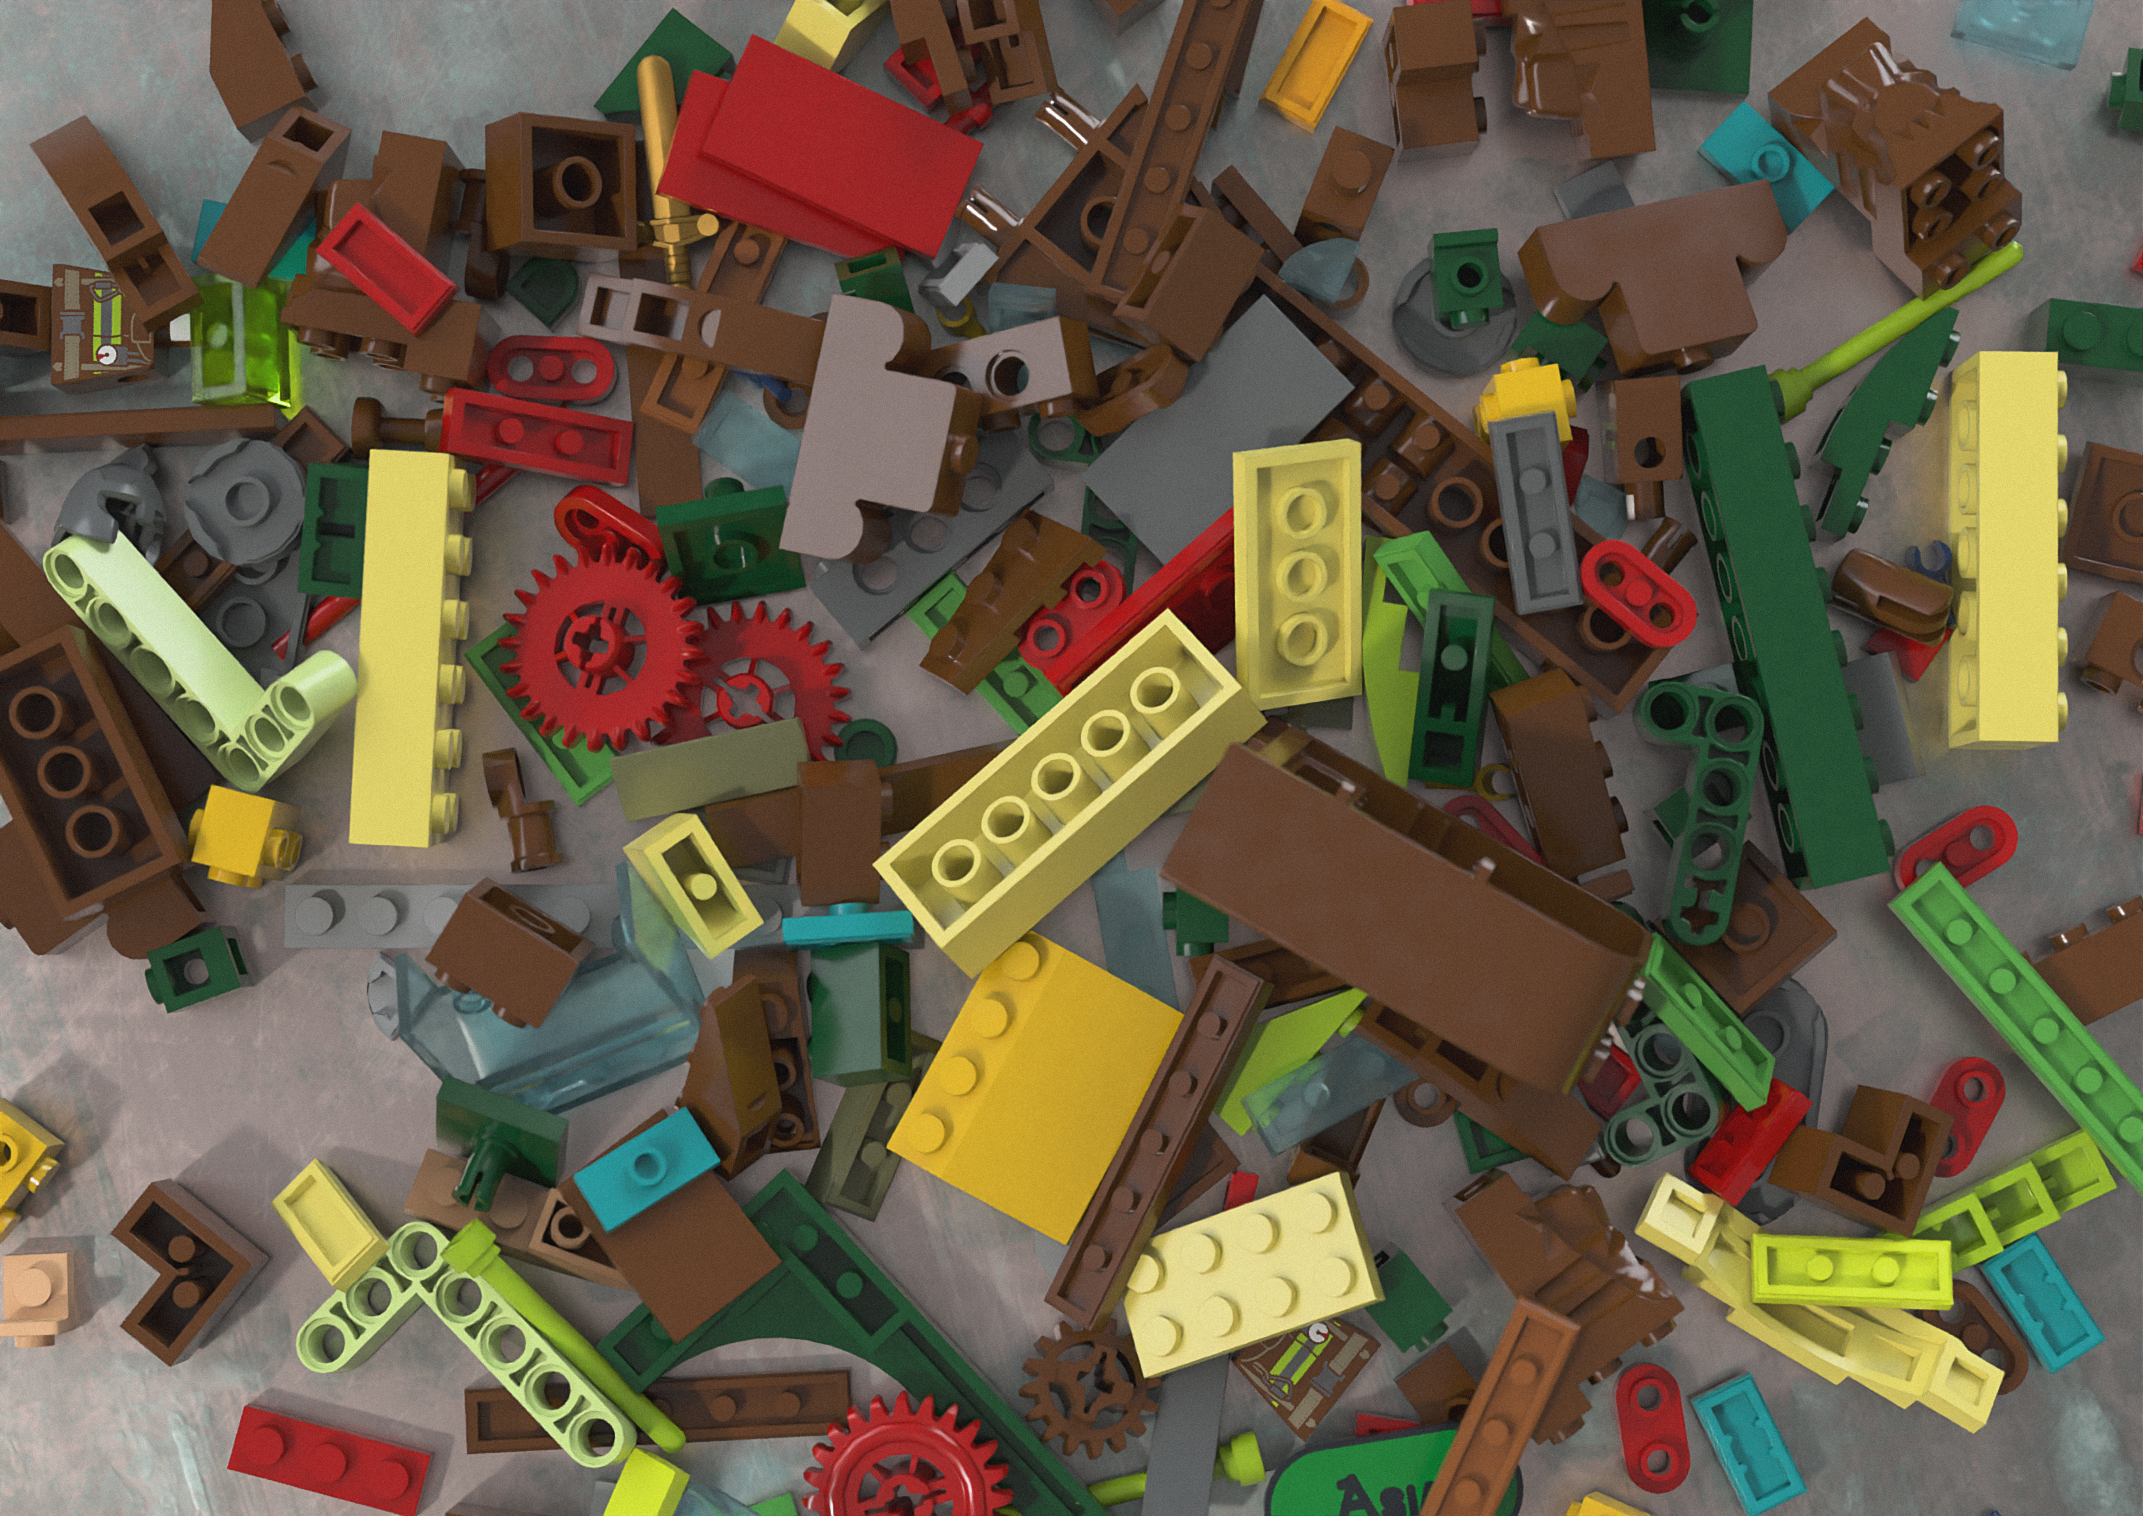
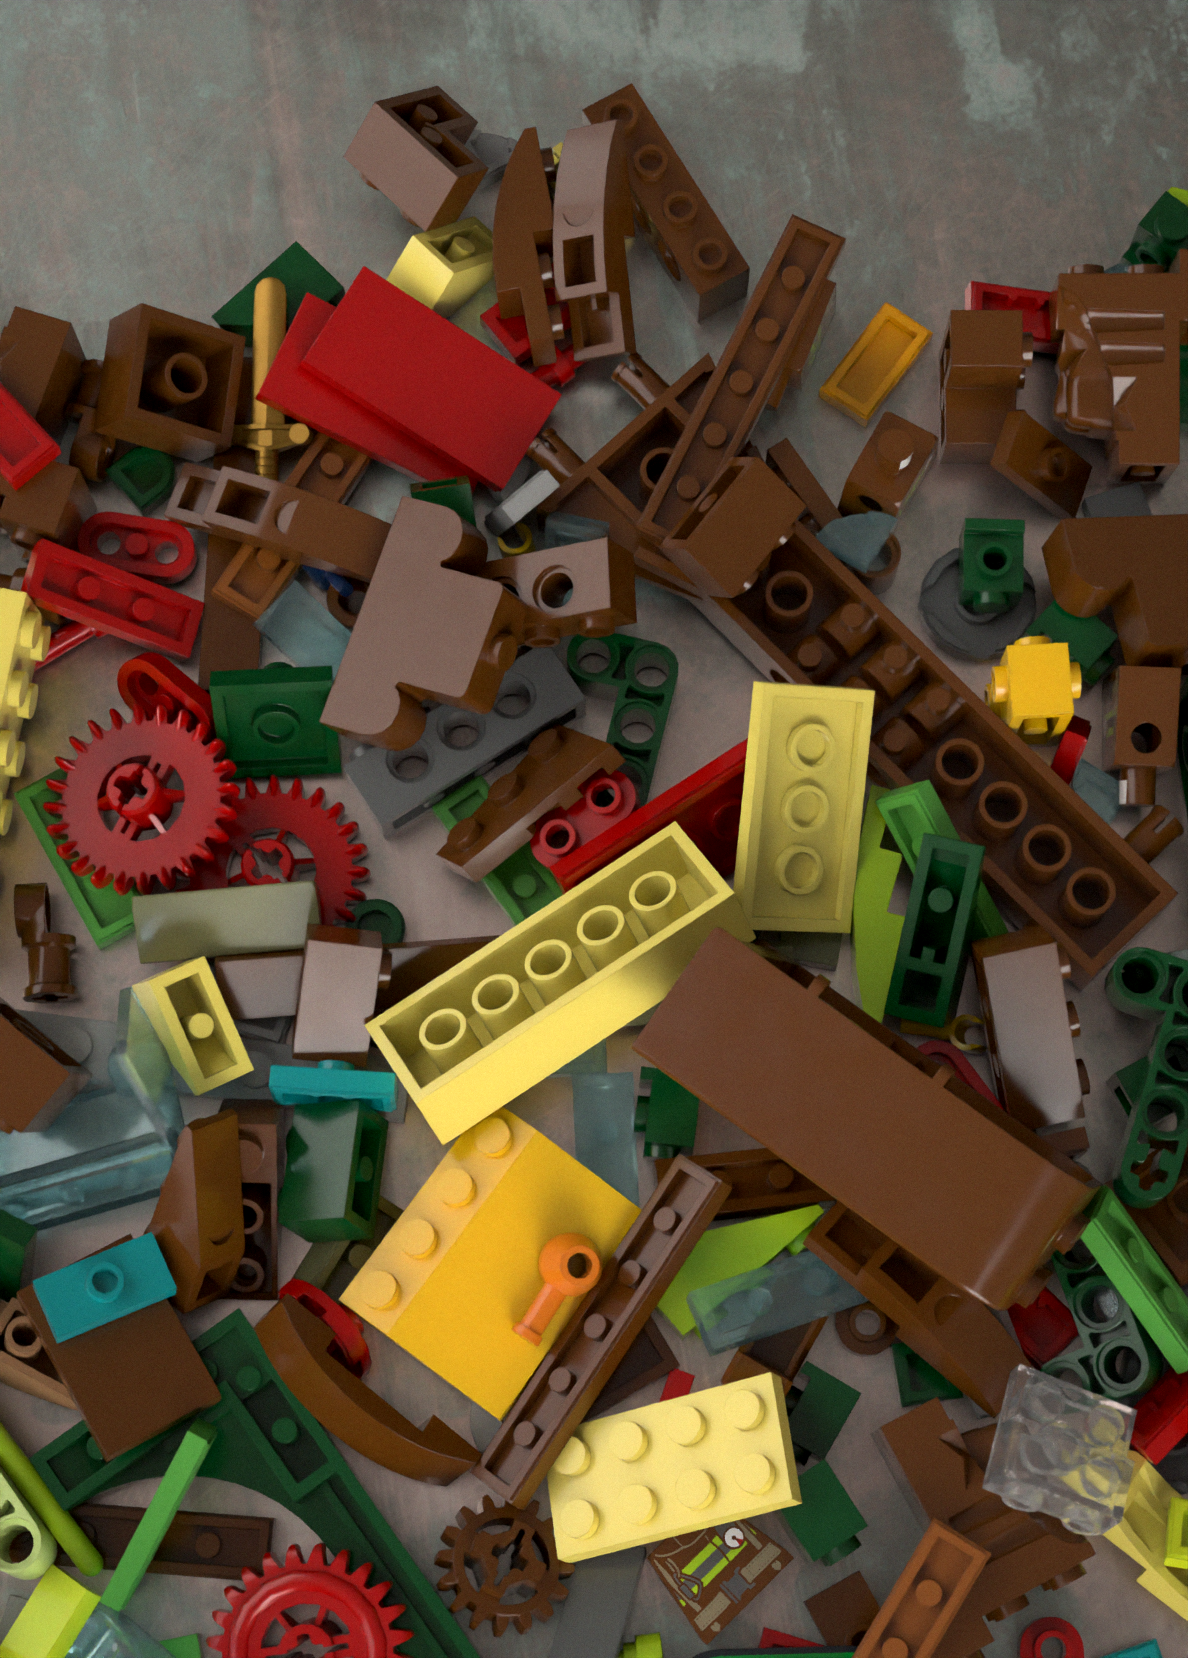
camera: 10 degrees right, 10 degrees down
(736, 1387) = (159, 1515): none -> bright green tile
(852, 1206) = (349, 1408): none -> reddish brown slope
(880, 1175) = (348, 1344): none -> red plate
(1101, 1087) = (559, 1282): none -> orange bar
(1134, 389) = (671, 616): reddish brown plate -> none
(1246, 394) = (700, 690): dark grey tile -> none
(1387, 1195) = (817, 1412): none -> dark green brick
(1507, 159) = (1041, 465): none -> reddish brown plate
(1535, 512) = (1032, 775): dark grey tile -> none
(1639, 590) = (1124, 861): red plate -> none
(1640, 1211) = (1061, 1452): none -> clear plate

